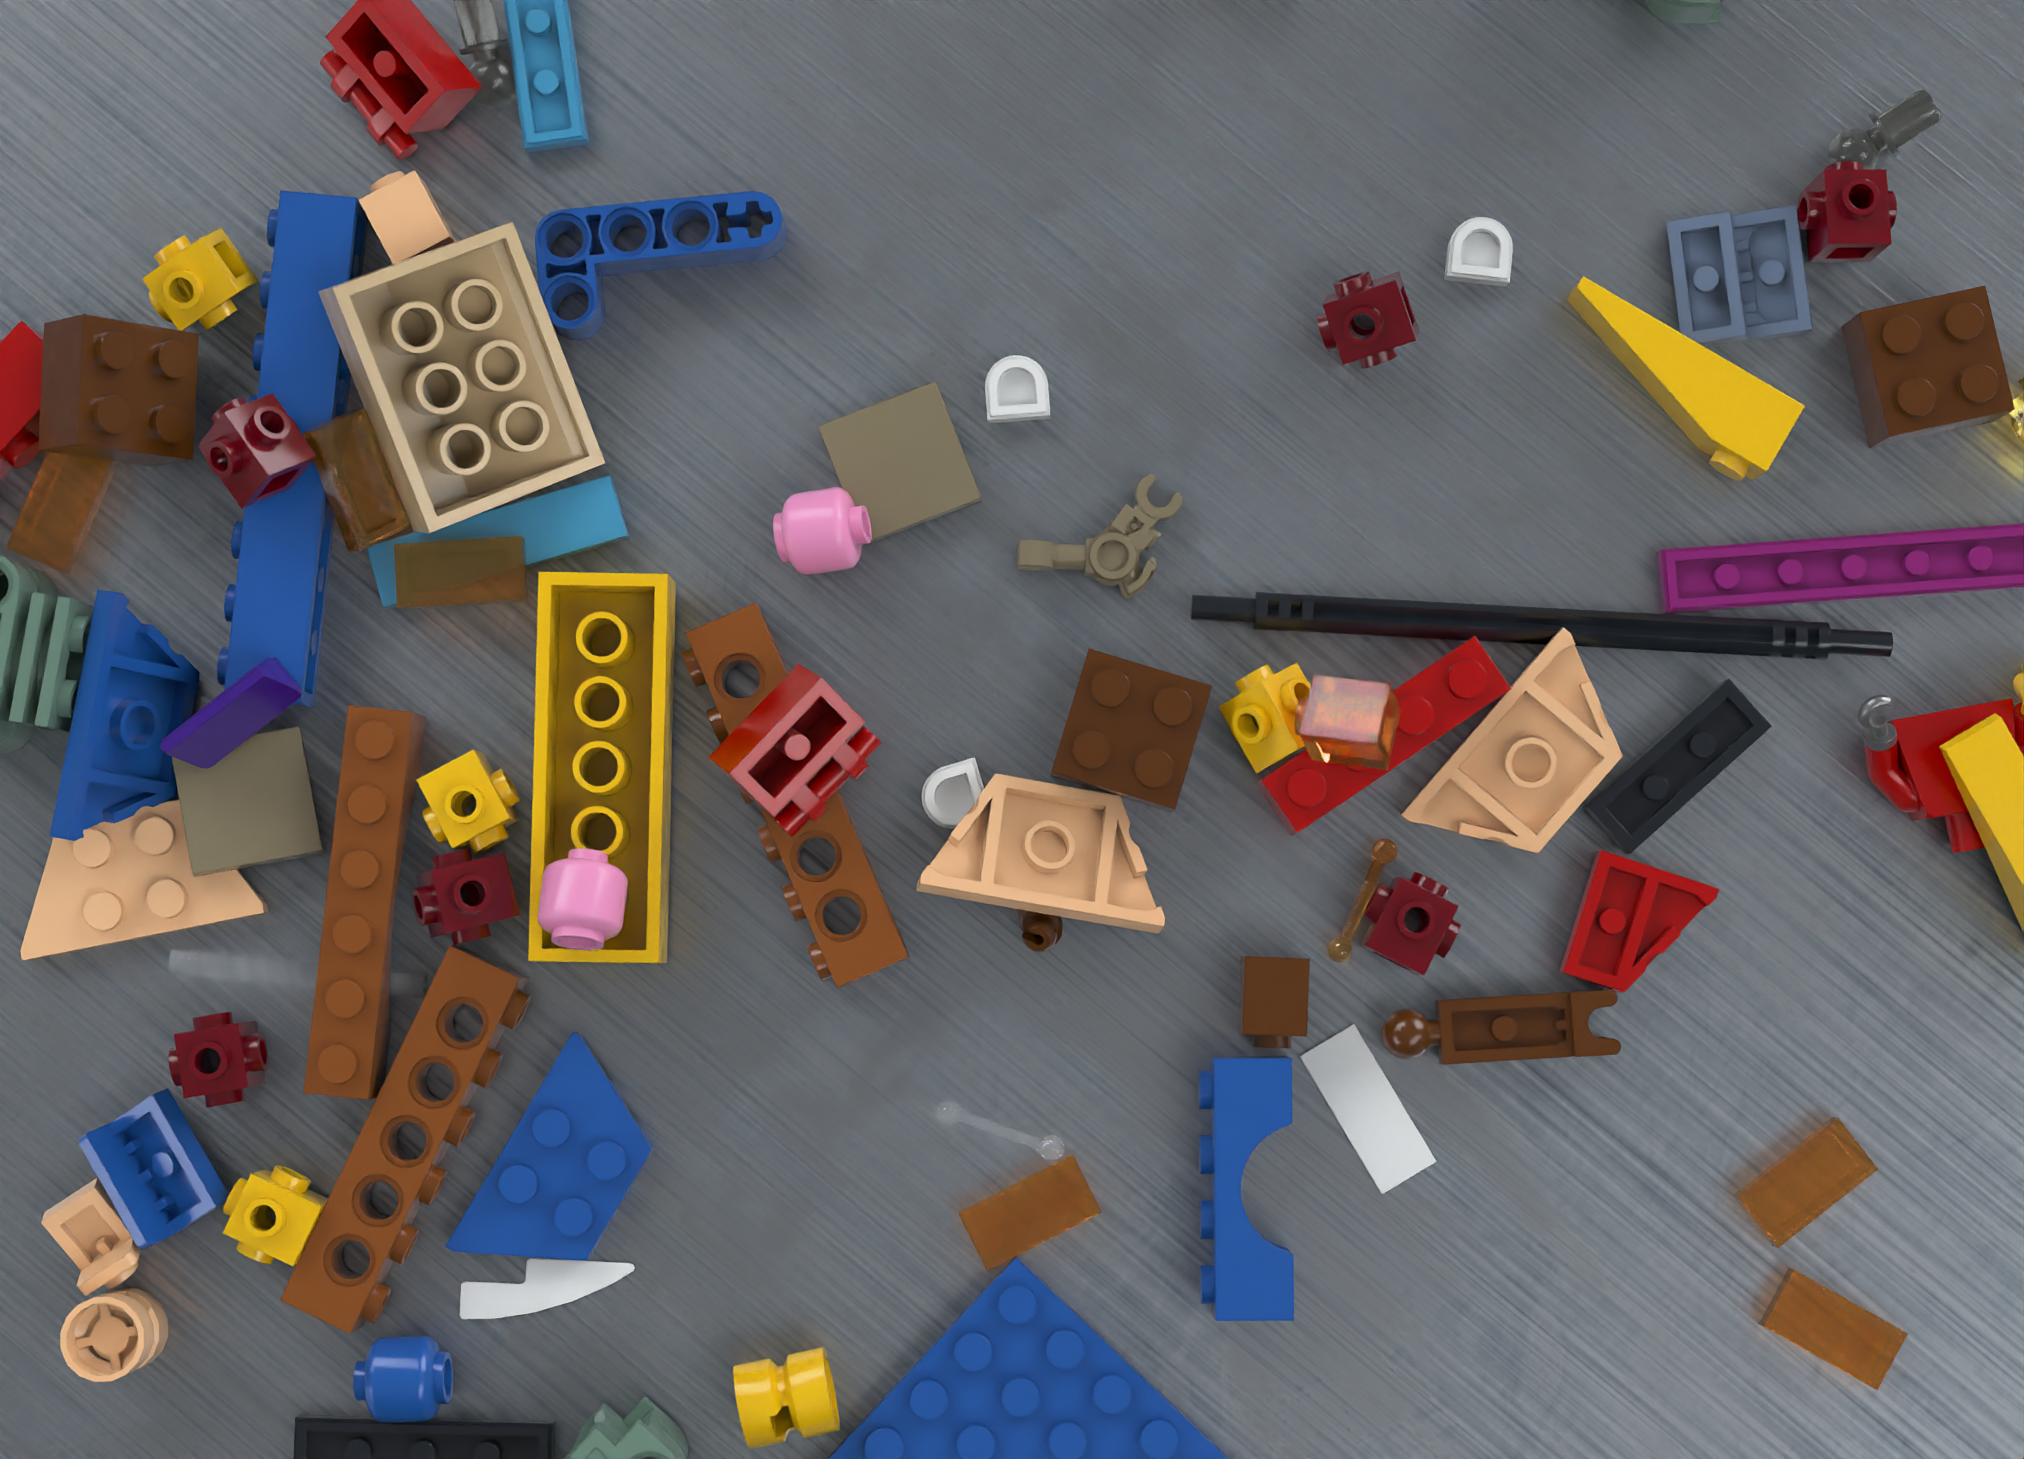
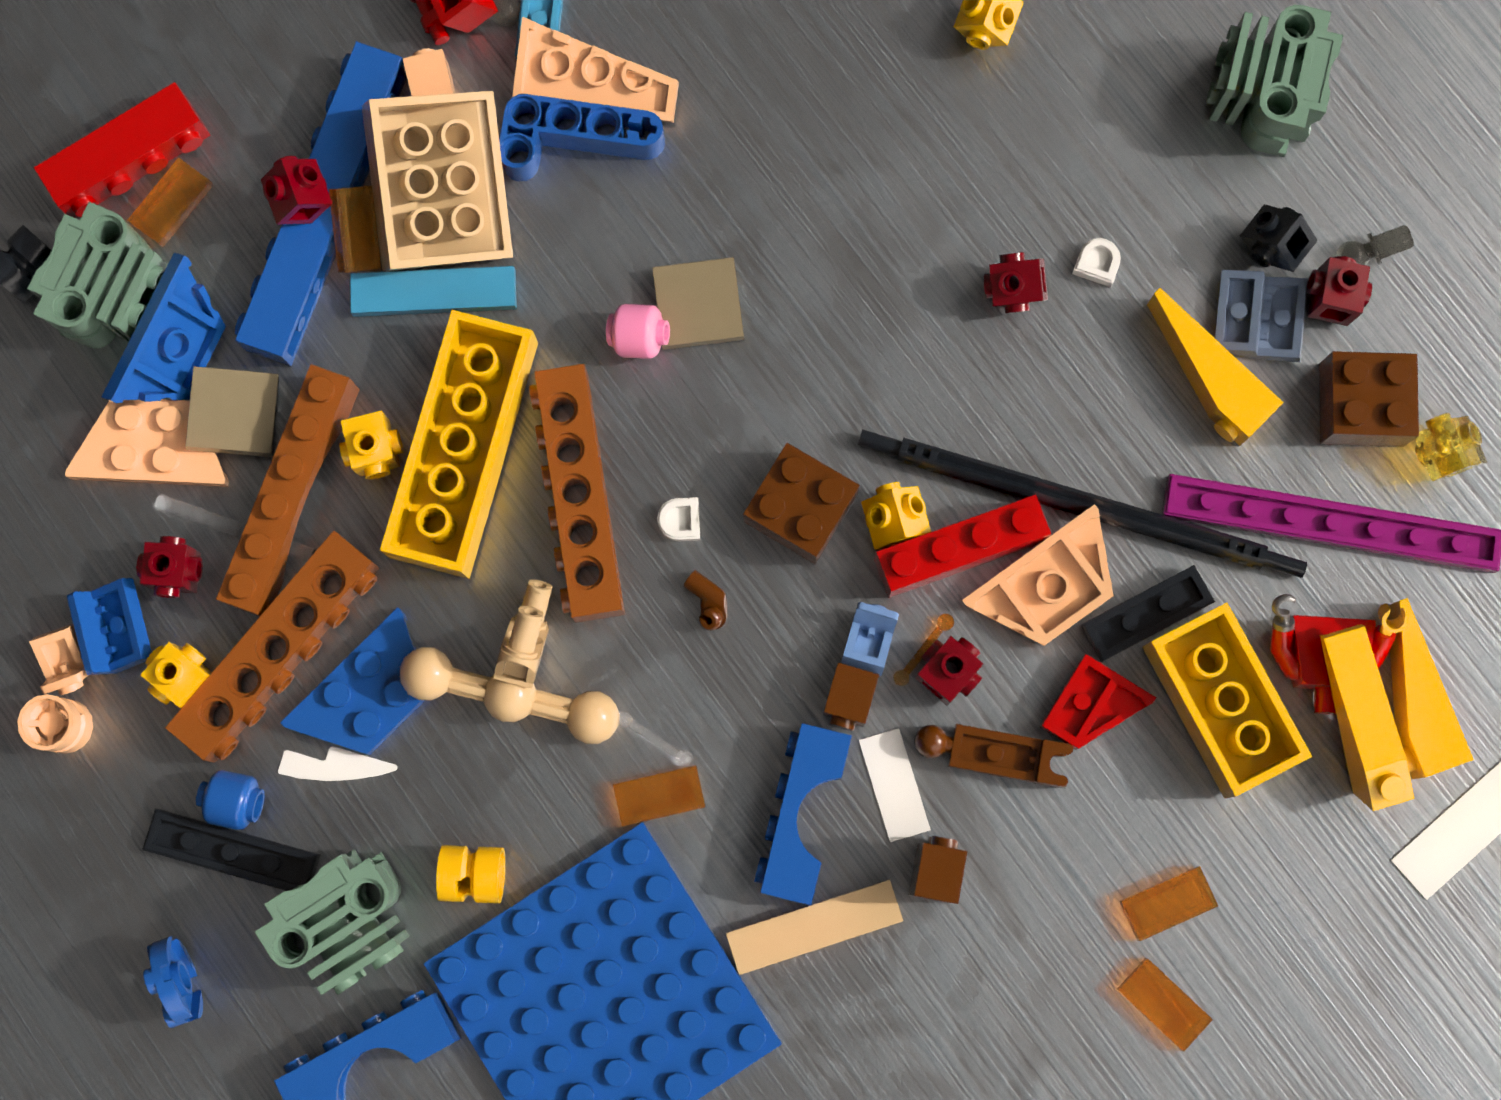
camera: 15 degrees right, 5 degrees down
(118, 391) = (222, 138): reddish brown brick -> none
(198, 280) = (291, 85): yellow brick -> none
(233, 715) = (236, 352): dark purple slope -> none
(461, 572) = (404, 302): clear orange tile -> none
(485, 893) = (366, 502): dark red brick -> none
(582, 900) = (423, 517): bright pink head -> none
(626, 154) = (572, 70): none -> light nougat wing
(775, 1116) = (511, 690): none -> tan connector
(787, 744) = (579, 451): red brick -> none
(1016, 391) = (783, 277): white tile -> none
(1047, 854) = (727, 567): light nougat wing -> none
(1113, 554) = (817, 391): dark tan piece -> none
(1280, 906) = (870, 637): none -> medium blue bracket
(1303, 1349) = (814, 927): none -> tan tile
(1348, 721) = (940, 525): brick -> none
(1465, 1225) = (938, 870): none -> reddish brown brick
(1739, 155) = (1278, 238): none -> black brick
(1823, 870) = (1226, 701): none -> yellow brick

